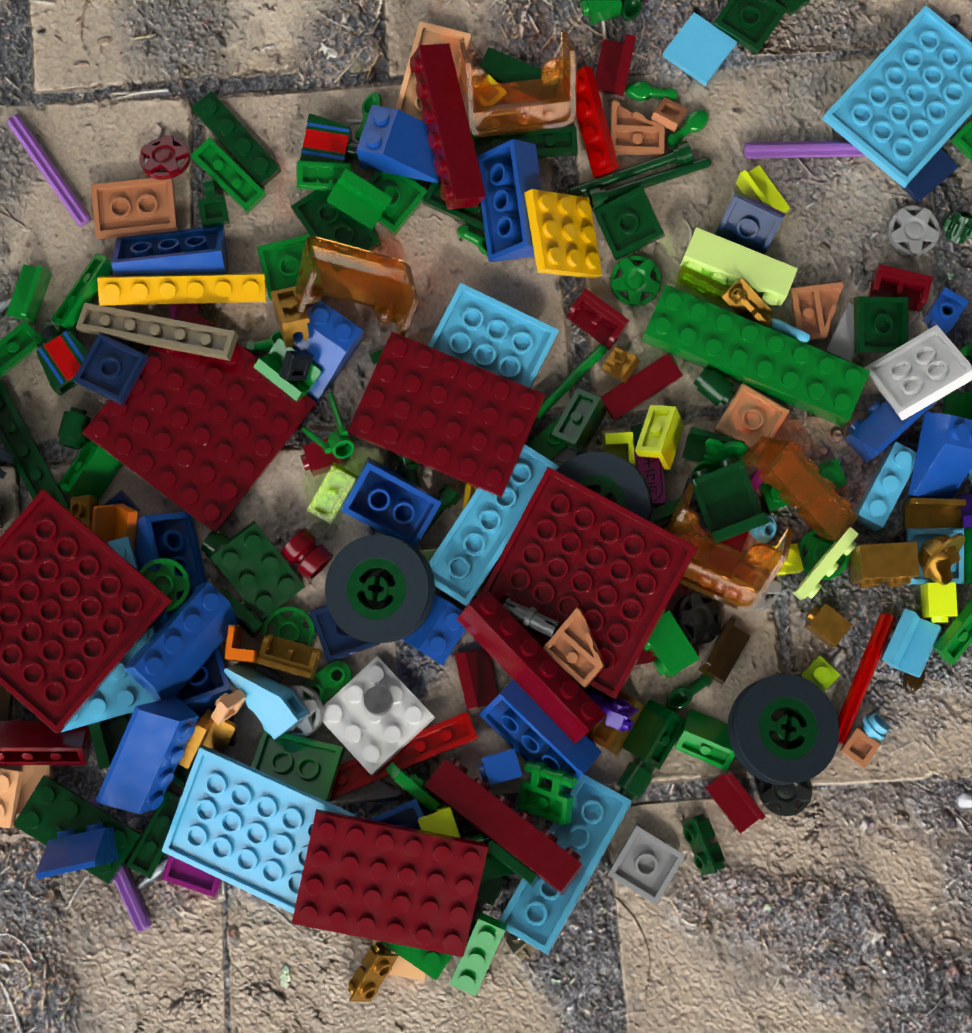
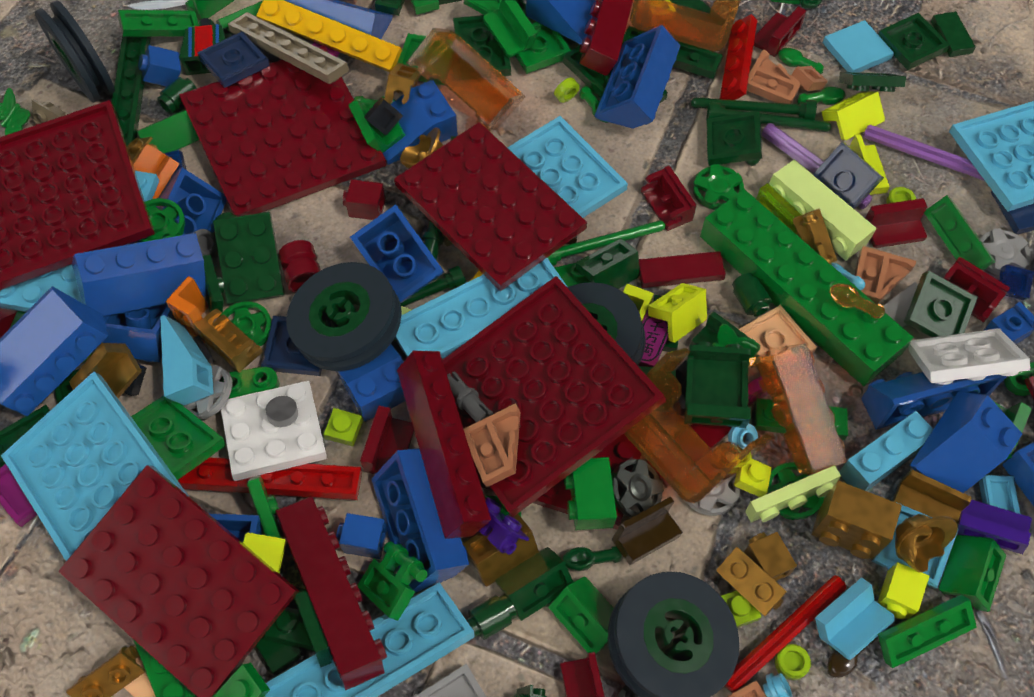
camera: 25 degrees right, 20 degrees down
(38, 406) = (159, 65): none -> blue brick
(201, 572) = (206, 241): none -> flat silver tile
(227, 706) = (142, 347): light nougat plate -> none
(332, 492) = (352, 222): clear neon green plate -> none
(338, 440) = (382, 183): green plant -> none
(350, 381) = (427, 145): none -> pearl gold piece
(429, 681) = (343, 427): none -> lime plate
(446, 240) = (566, 90): none -> lime tile
(563, 234) = (670, 117): yellow plate -> none
(620, 364) = (671, 240): pearl gold tile -> none
(689, 205) = (798, 152): none -> medium lavender axle
(727, 135) = (856, 113): none -> neon yellow panel
(730, 93) = (878, 81): none -> dark green plate
(803, 362) = (849, 297): none -> clear orange piece
(805, 215) = (900, 194): none -> lime tile
(811, 247) = (897, 223): none -> dark red panel
(822, 653) = (752, 581): none -> pearl gold hinge
(869, 234) = (958, 233): none -> green plate
(877, 697) = (793, 662): none -> lime tile
(934, 261) = (1018, 280): none -> clear blue plate

